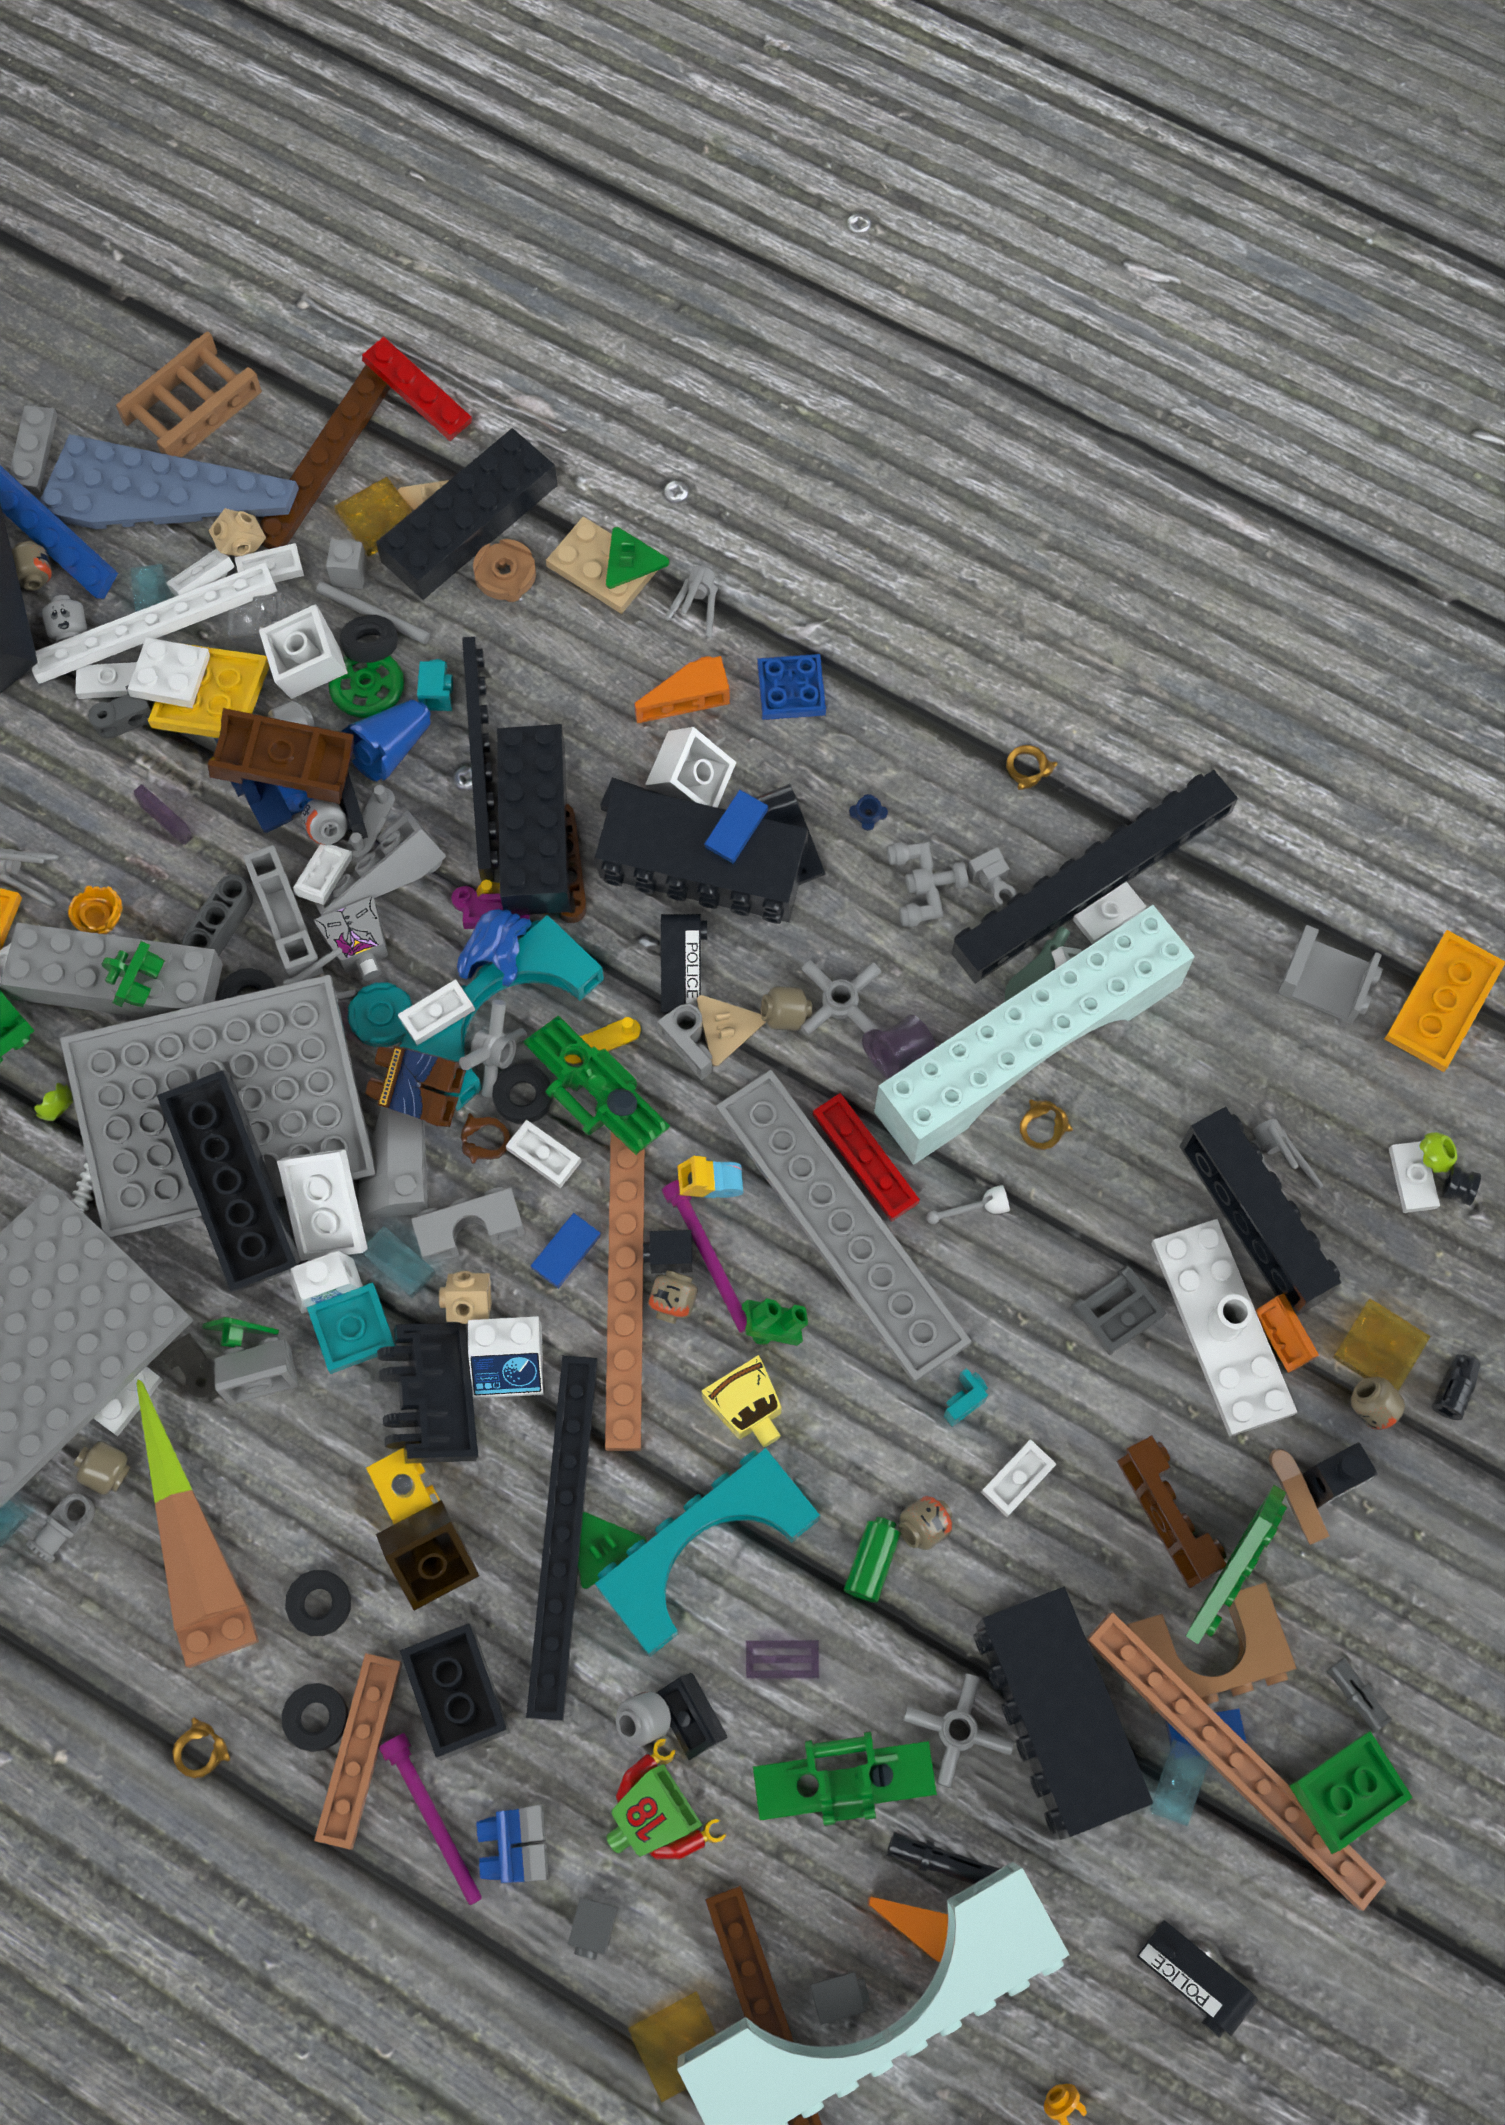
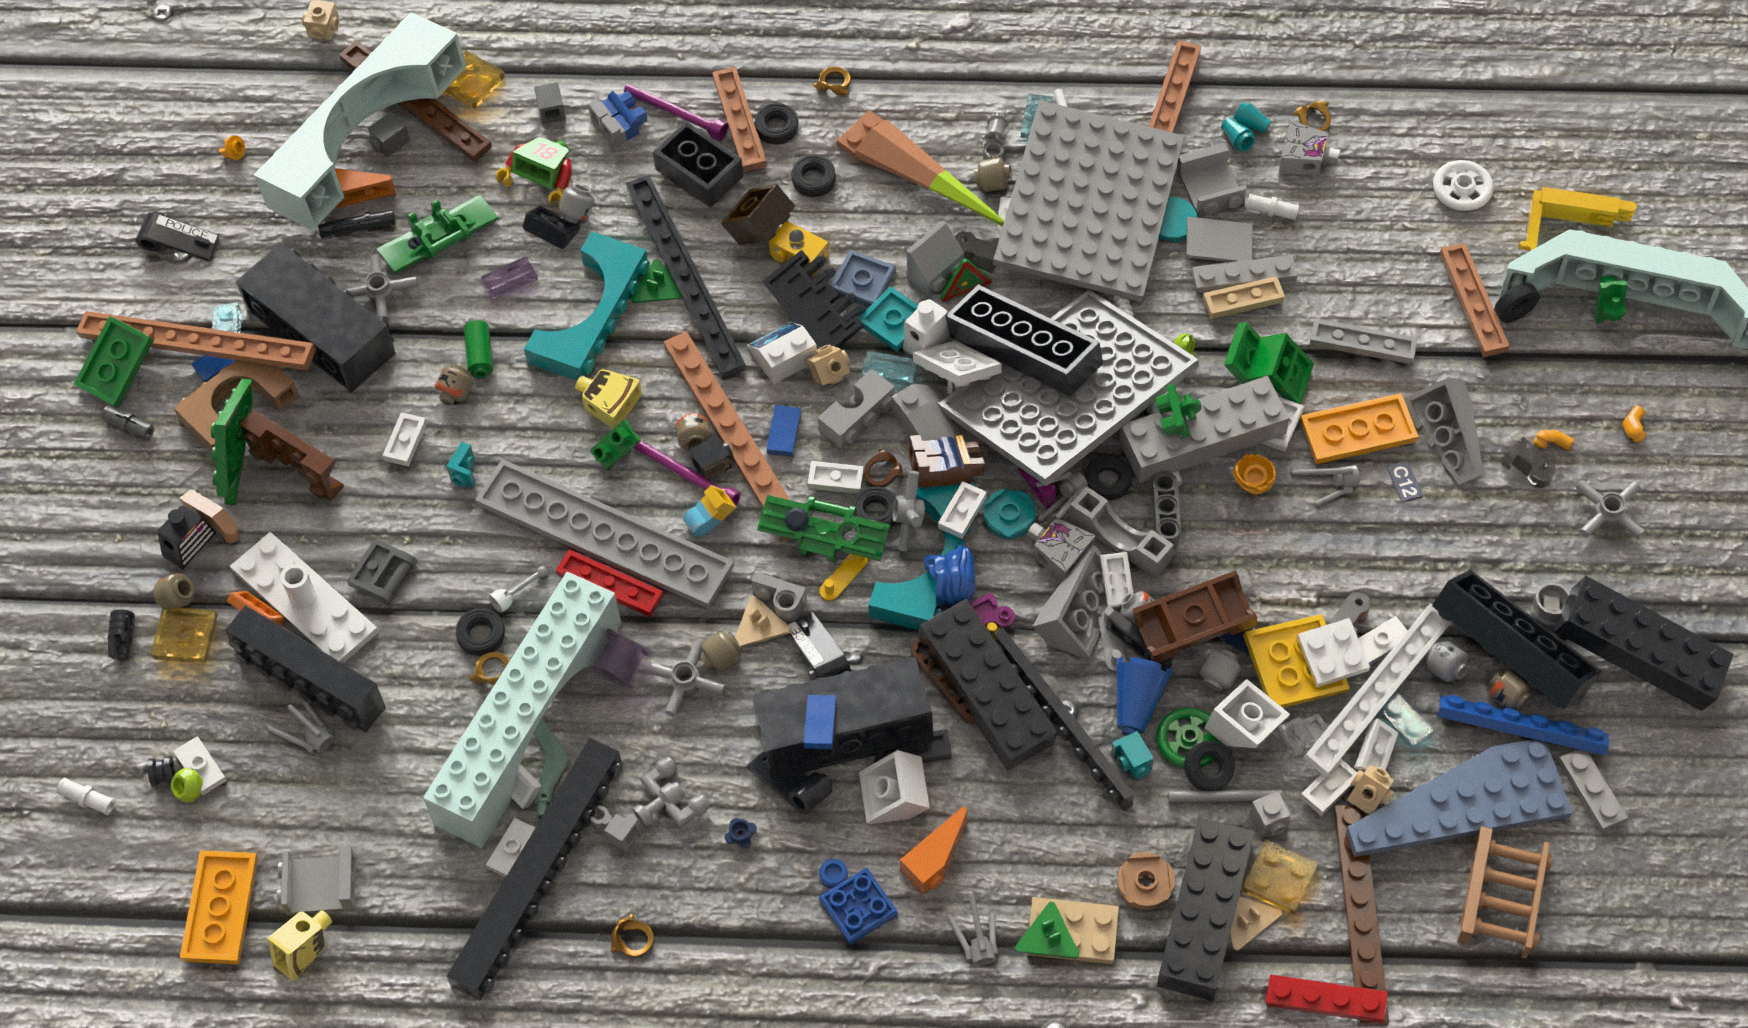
camera: 155 degrees right, 10 degrees down
(162, 814) = (1261, 561): clear purple tile -> none
(350, 1411) = (864, 277): none -> sand blue tile
(797, 728) = (833, 873): none -> blue tile
(1037, 1196) = (475, 617): none -> black tyre
(1375, 910) = (298, 943): none -> light yellow torso

